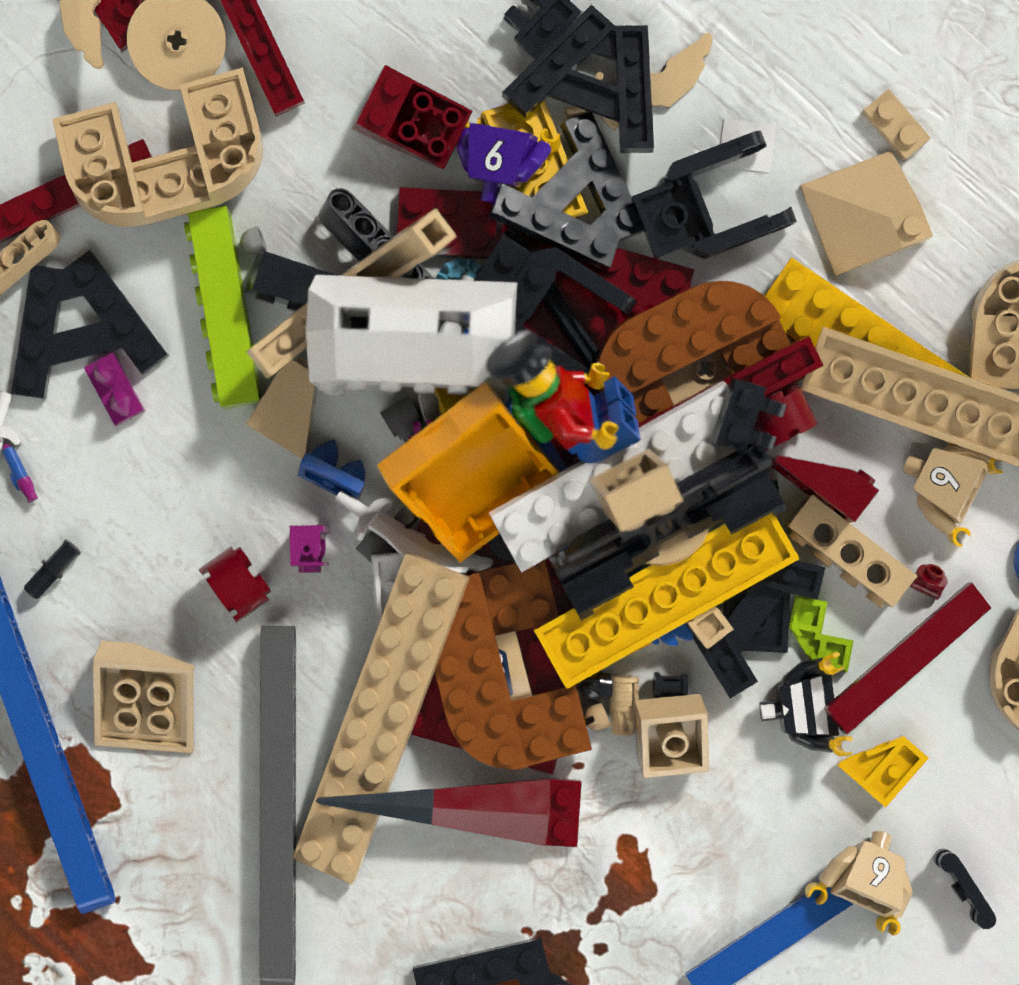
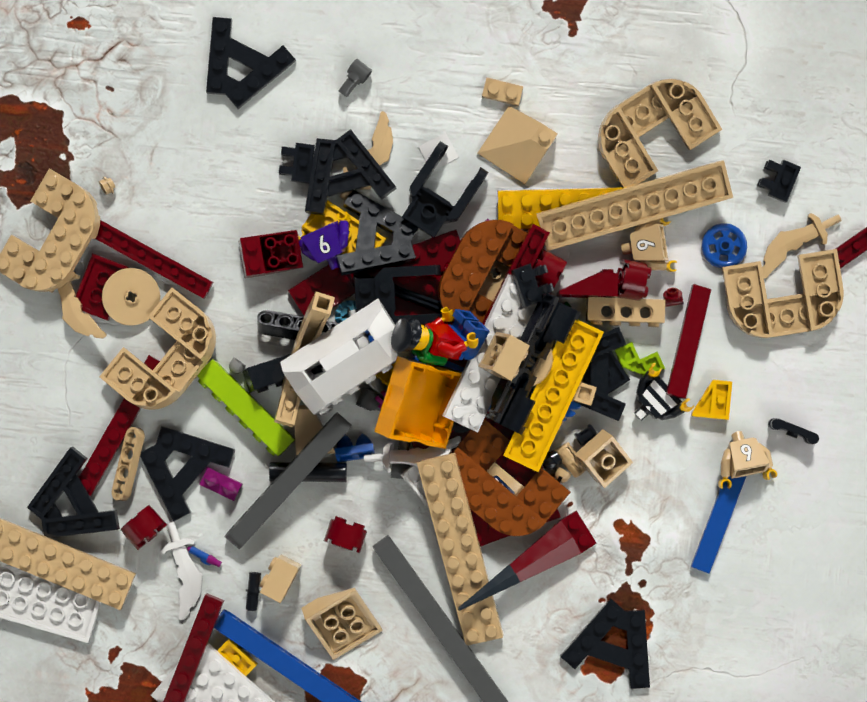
camera: 30 degrees left, 0 degrees up
(101, 578) = (280, 578): none -> tan brick
(210, 450) = (288, 480): none -> dark grey beam
(246, 459) = (321, 473): none -> black brick
(308, 547) = (368, 493): magenta hinge -> none
(892, 516) = (633, 280): none -> dark red brick

